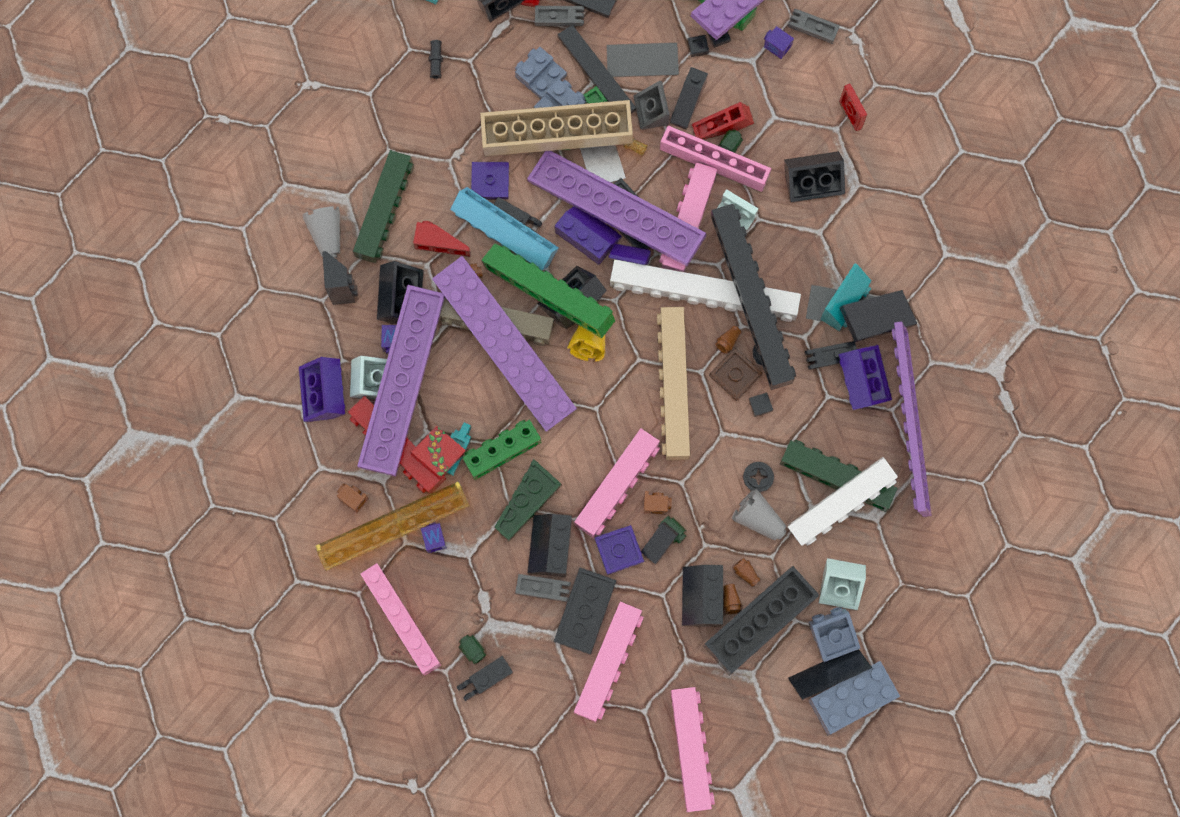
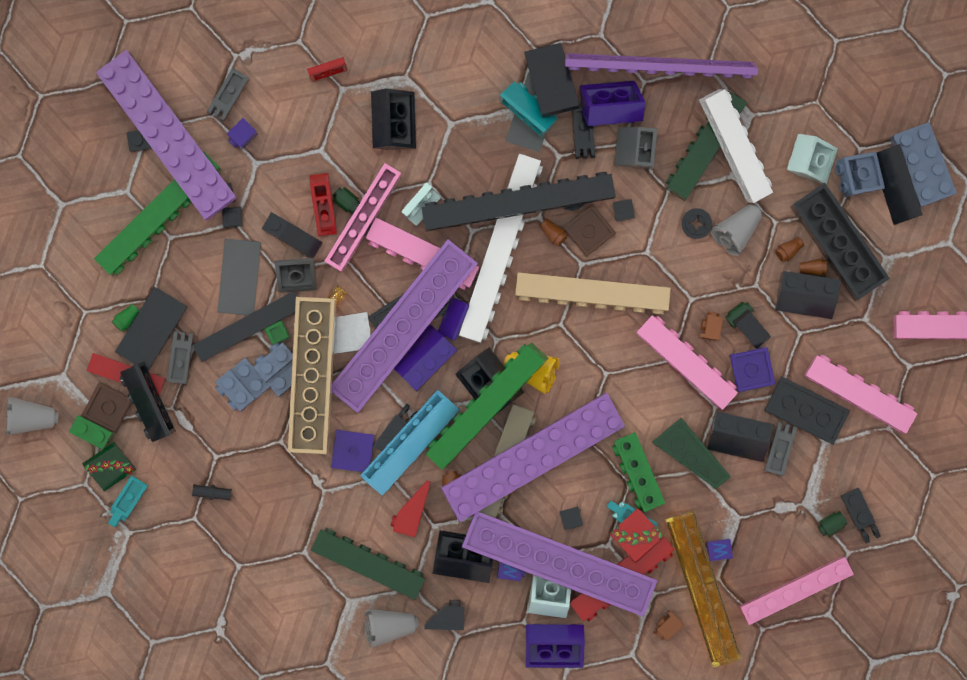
camera: 85 degrees left, 10 degrees up
(449, 391) = (571, 518): none -> black tile
(825, 407) = (636, 147): none -> dark grey slope

